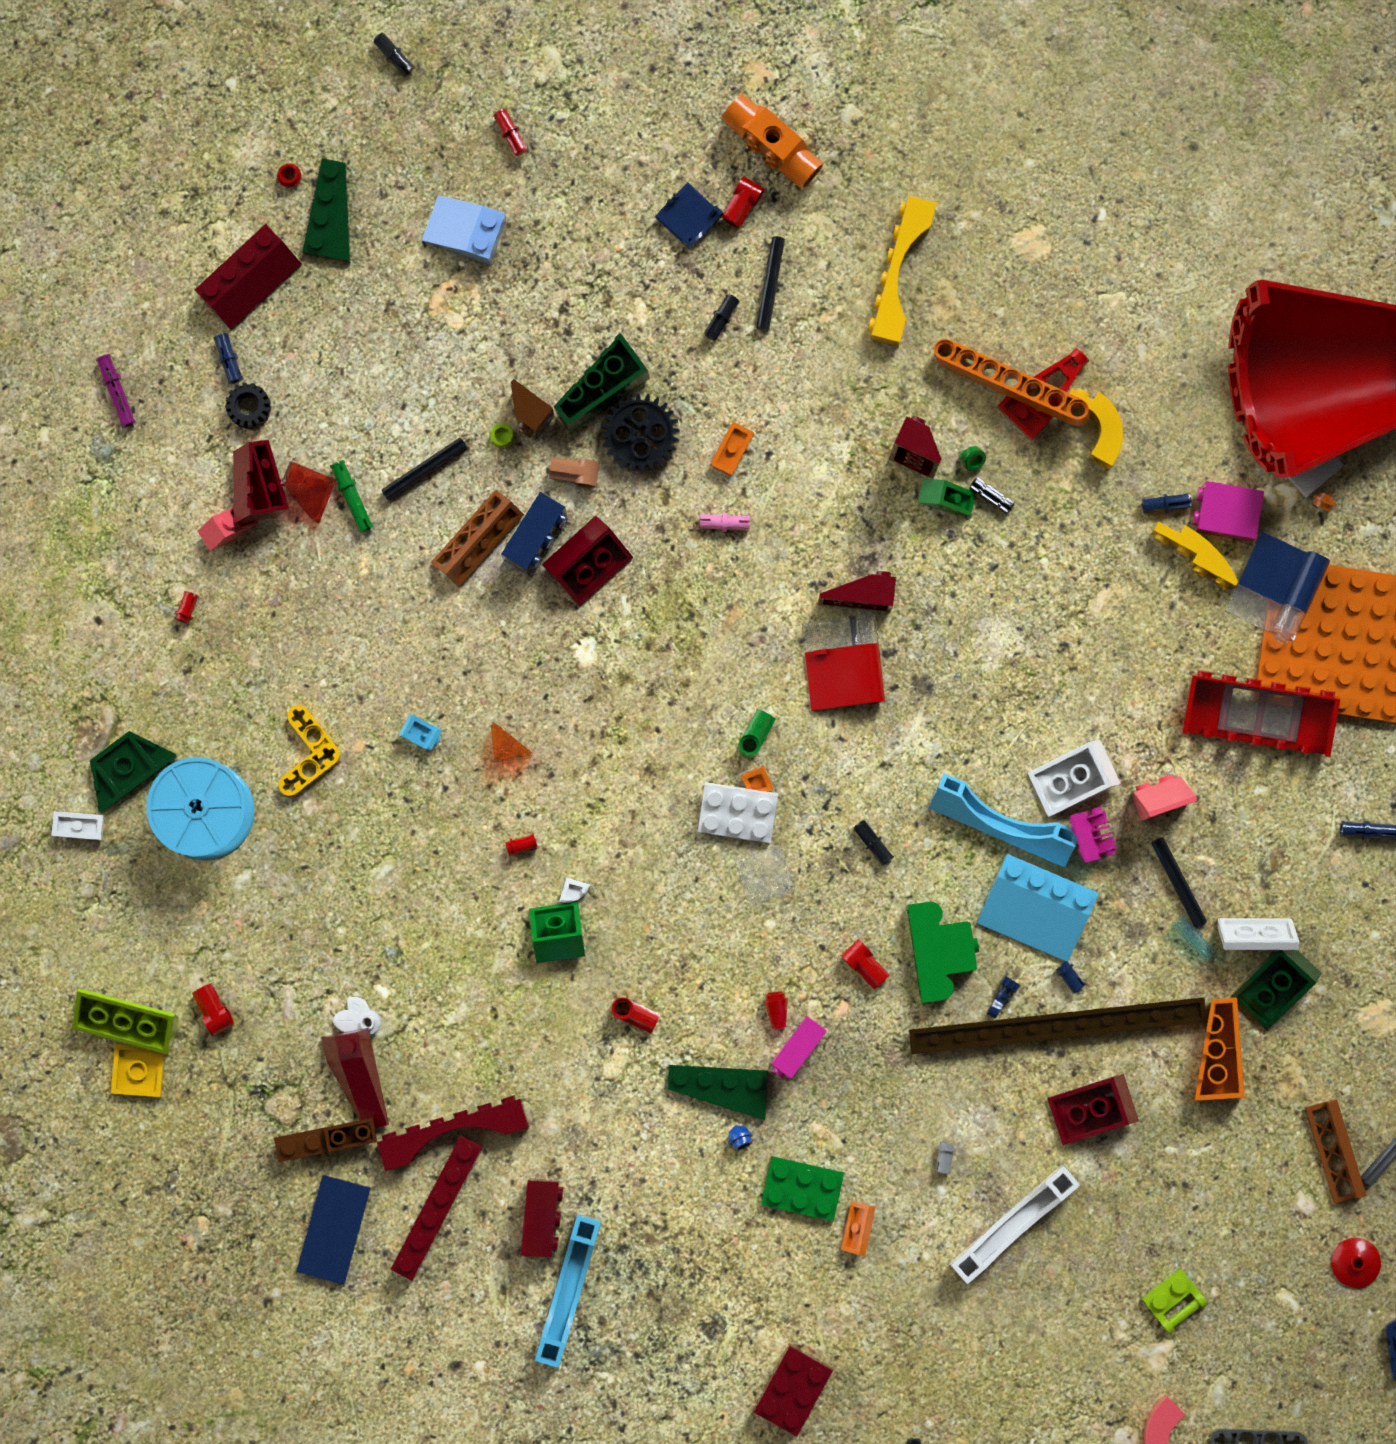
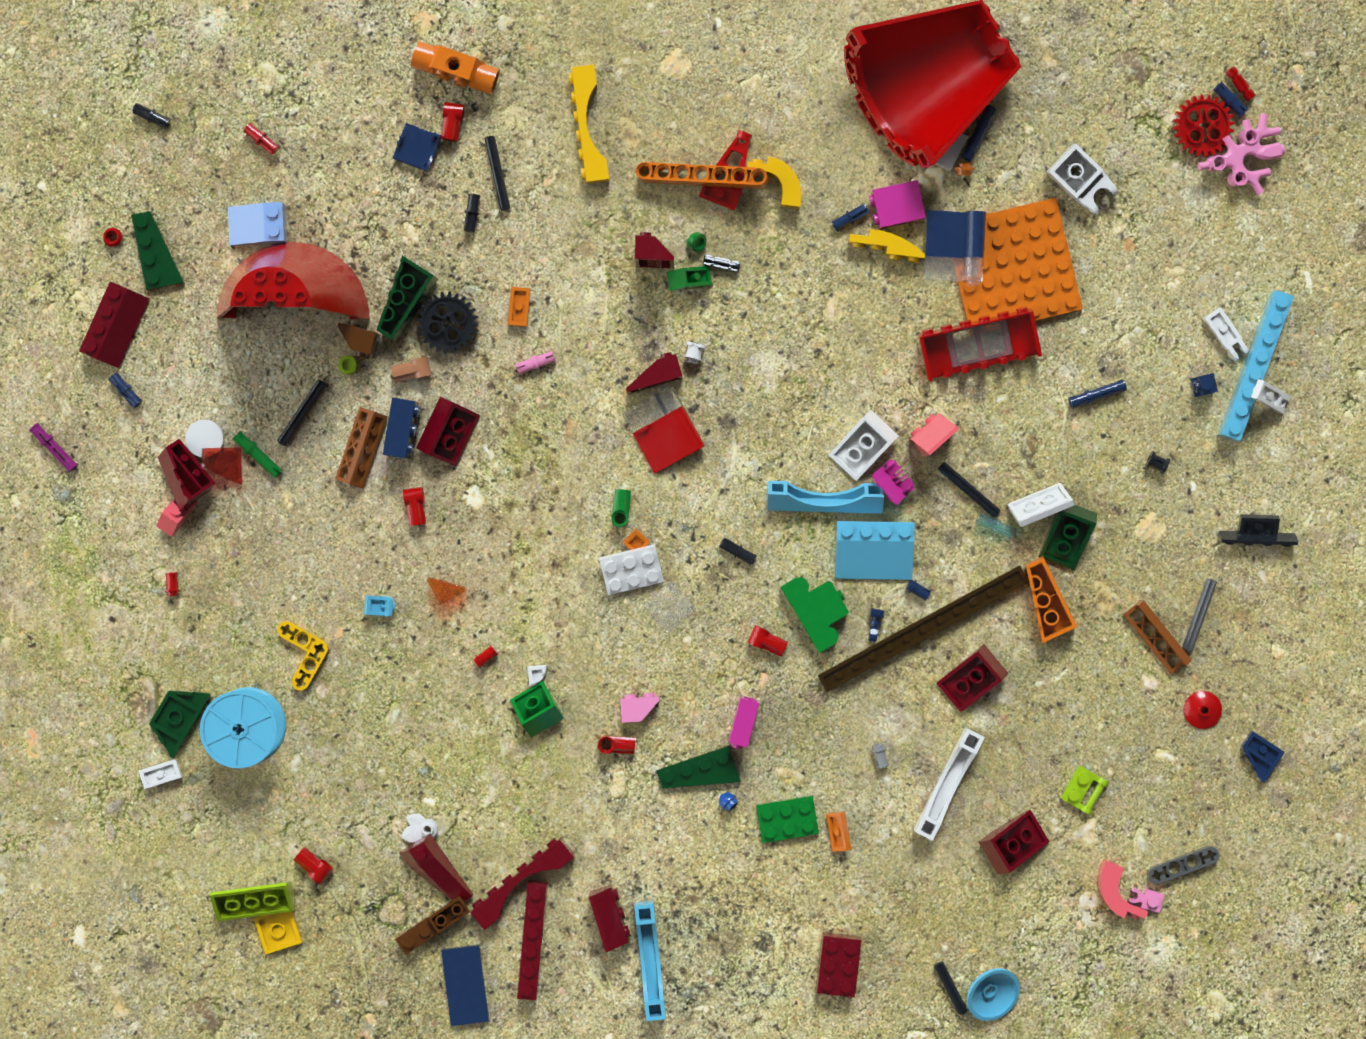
camera: 25 degrees left, 5 degrees up
(242, 392) = (143, 415): black tyre -> none
(299, 447) = (204, 435): none -> white tile
(484, 302) = (294, 277): none -> red cone
(513, 627) = (415, 501): none -> red piece
(677, 980) = (636, 708): none -> bright pink slope
(776, 1007) = (717, 699): red cone -> none
(917, 586) = (694, 352): none -> white brick
(1064, 1329) = (1014, 842): none -> dark red slope
(1362, 463) = (979, 133): none -> dark blue pin

